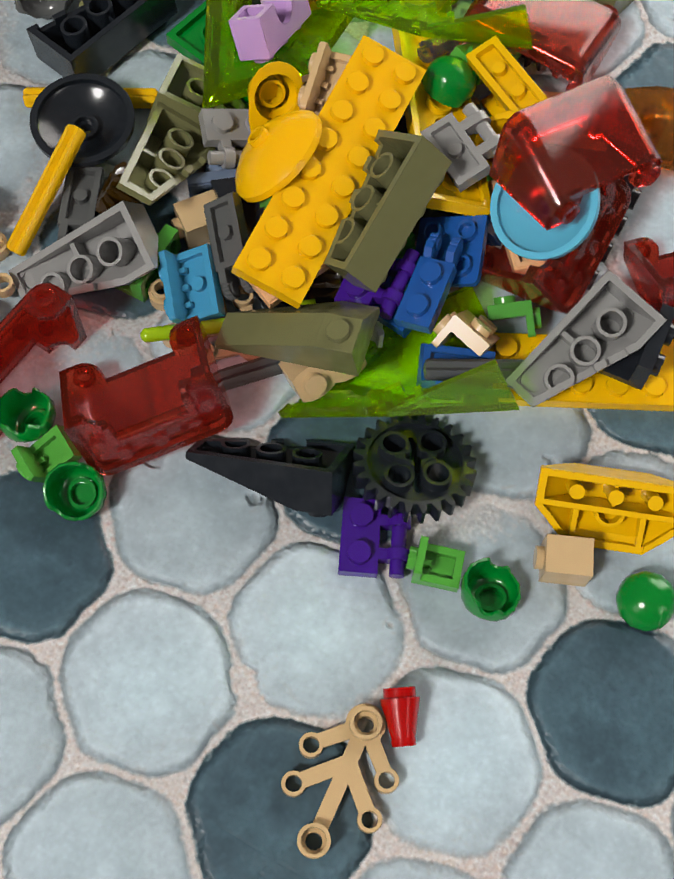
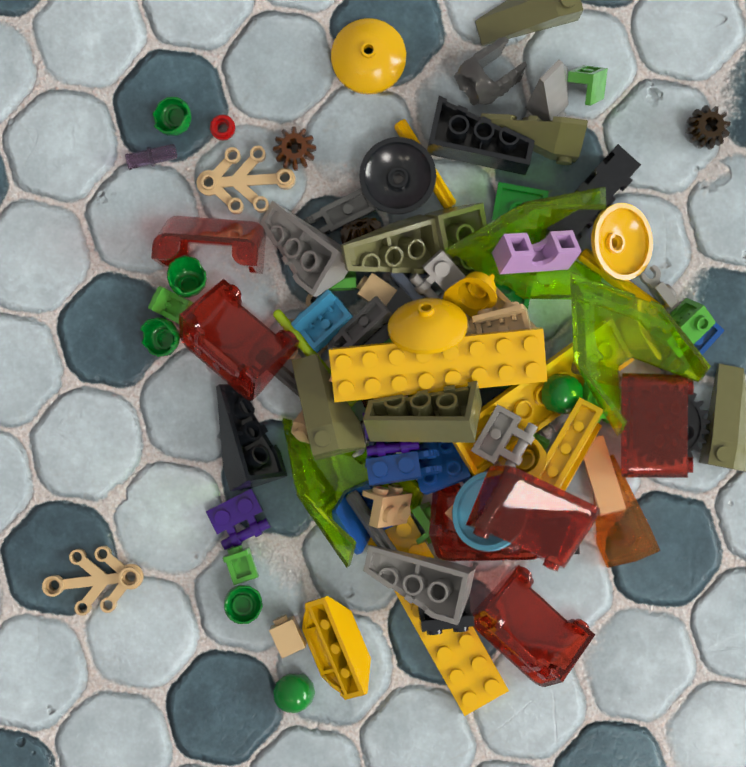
camera: 60 degrees right, 20 degrees up
(46, 190) = (334, 188): yellow axle -> none
(401, 714) = (147, 592): red cone -> none
(438, 456) = (304, 538): black gear -> none

